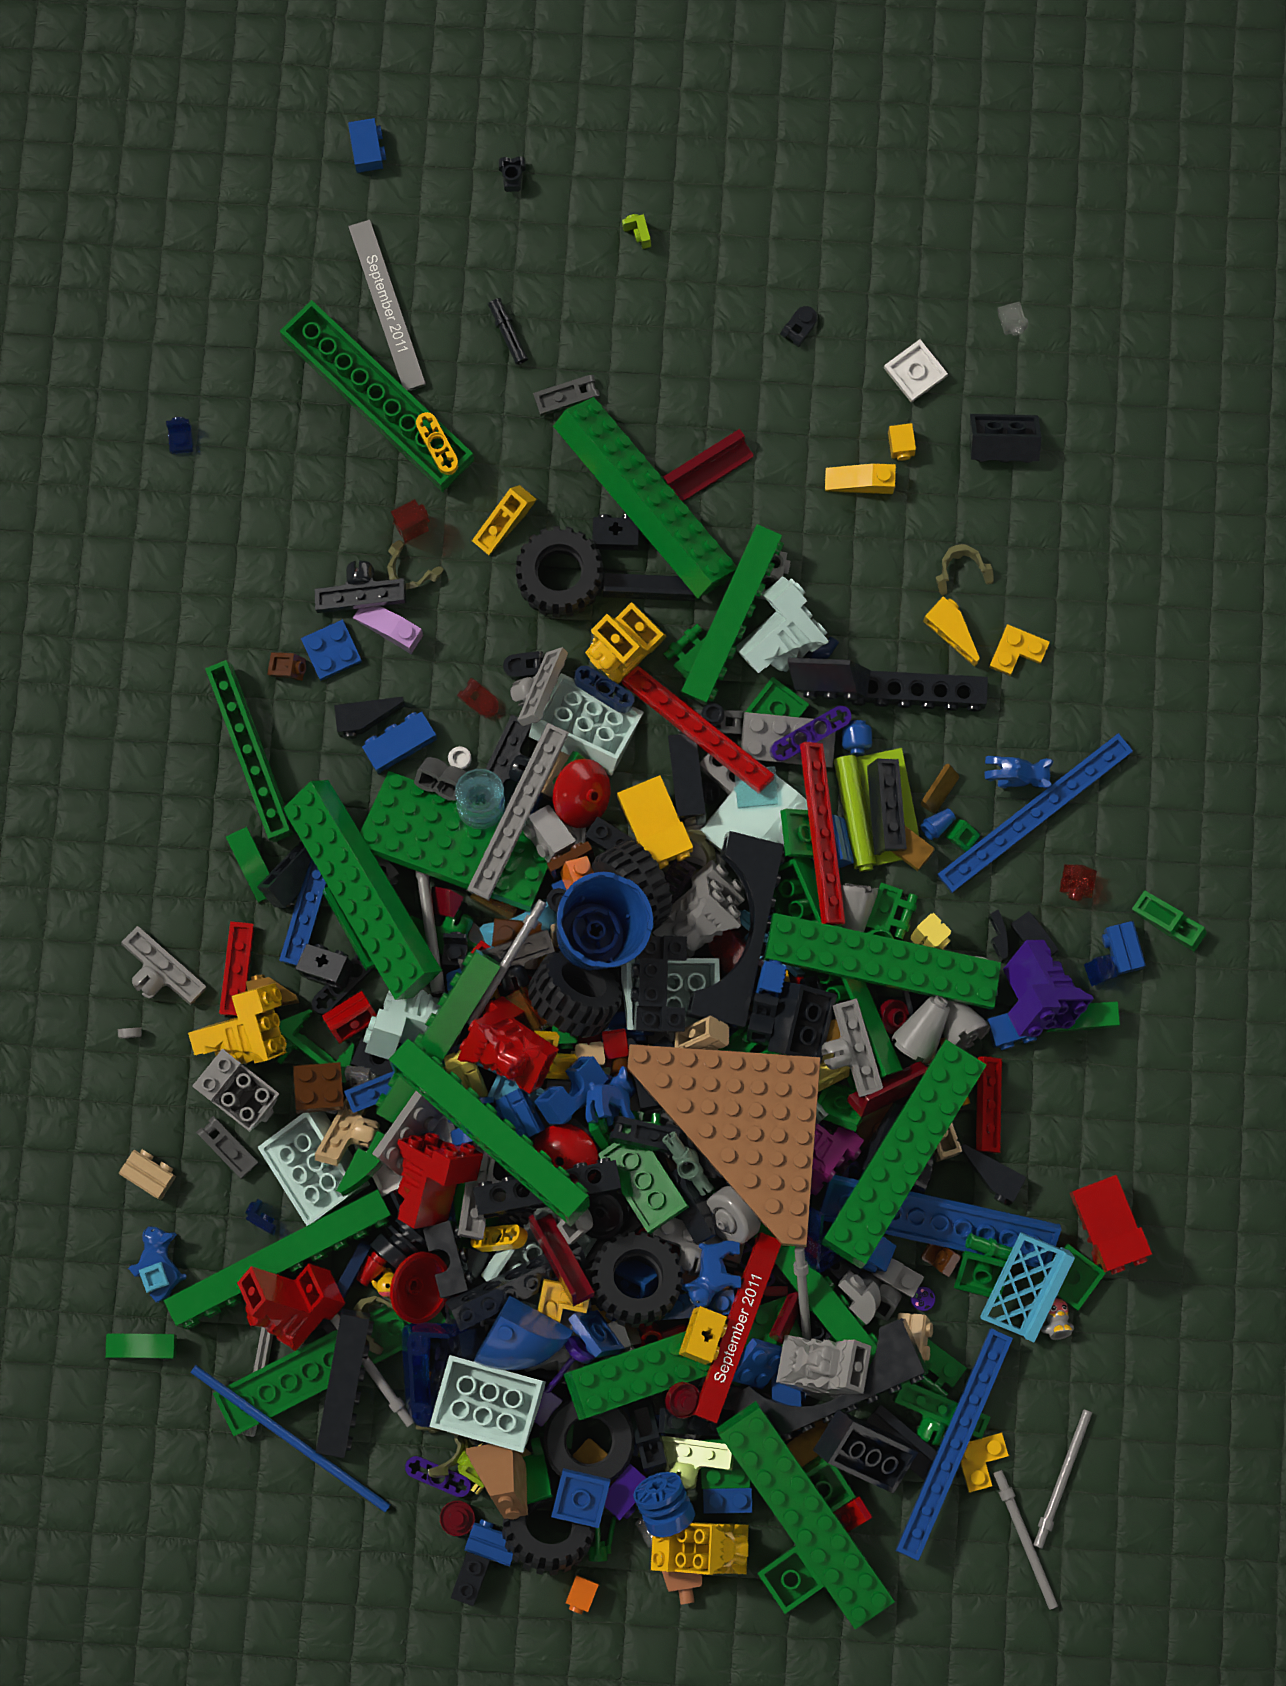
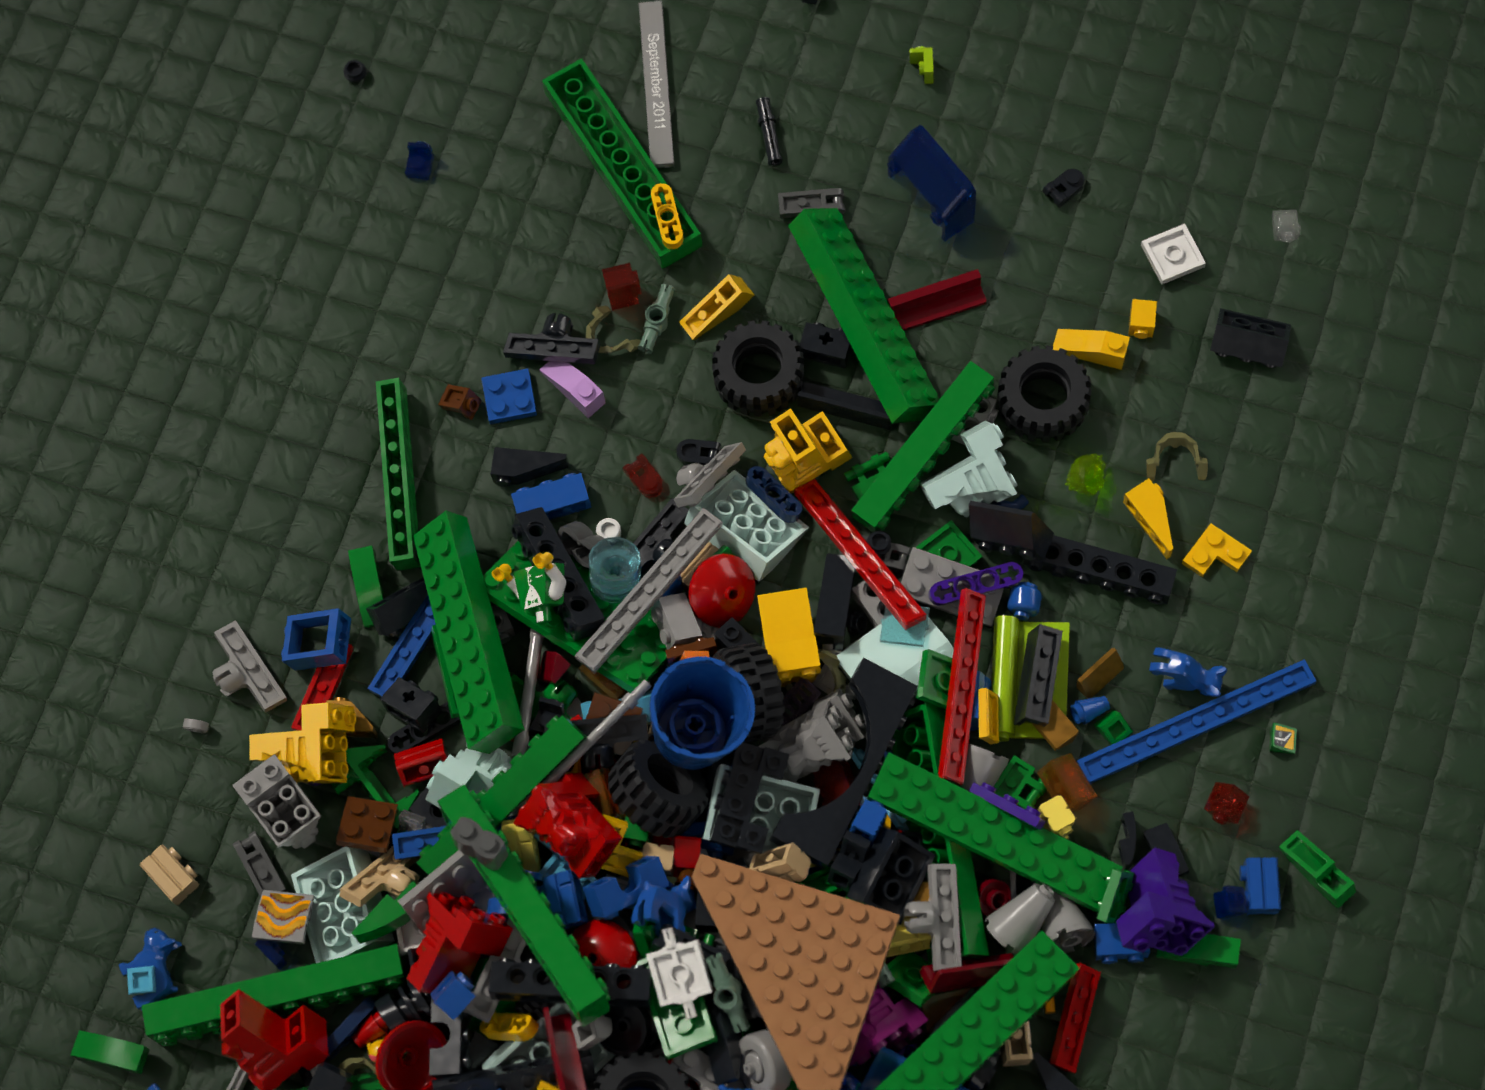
camera: 20 degrees right, 10 degrees down
(90, 357) = (354, 71): none -> black plate
(240, 924) = (336, 642): none -> blue window
(264, 1188) = (283, 917): none -> slope
(411, 787) = (537, 535): none -> black brick
(416, 834) = (537, 586): none -> torso
(434, 1089) = (478, 843): none -> dark grey brick
(446, 1224) = (453, 994): none -> blue brick
(450, 531) = (652, 328): none -> sand green pin
(642, 1157) = (679, 973): none -> white plate
(679, 350) = (936, 179): none -> clear blue windscreen
(829, 507) = (1044, 365): none -> black tyre
(851, 854) = (988, 716): none -> yellow tile
(885, 605) = (1087, 474): none -> clear neon green hair
(889, 932) = (1008, 804): none -> dark purple plate
(934, 896) = (1065, 779): none -> clear orange brick
(1001, 997) = (1117, 889): none -> green plate
(1114, 810) = (1282, 739): none -> slope

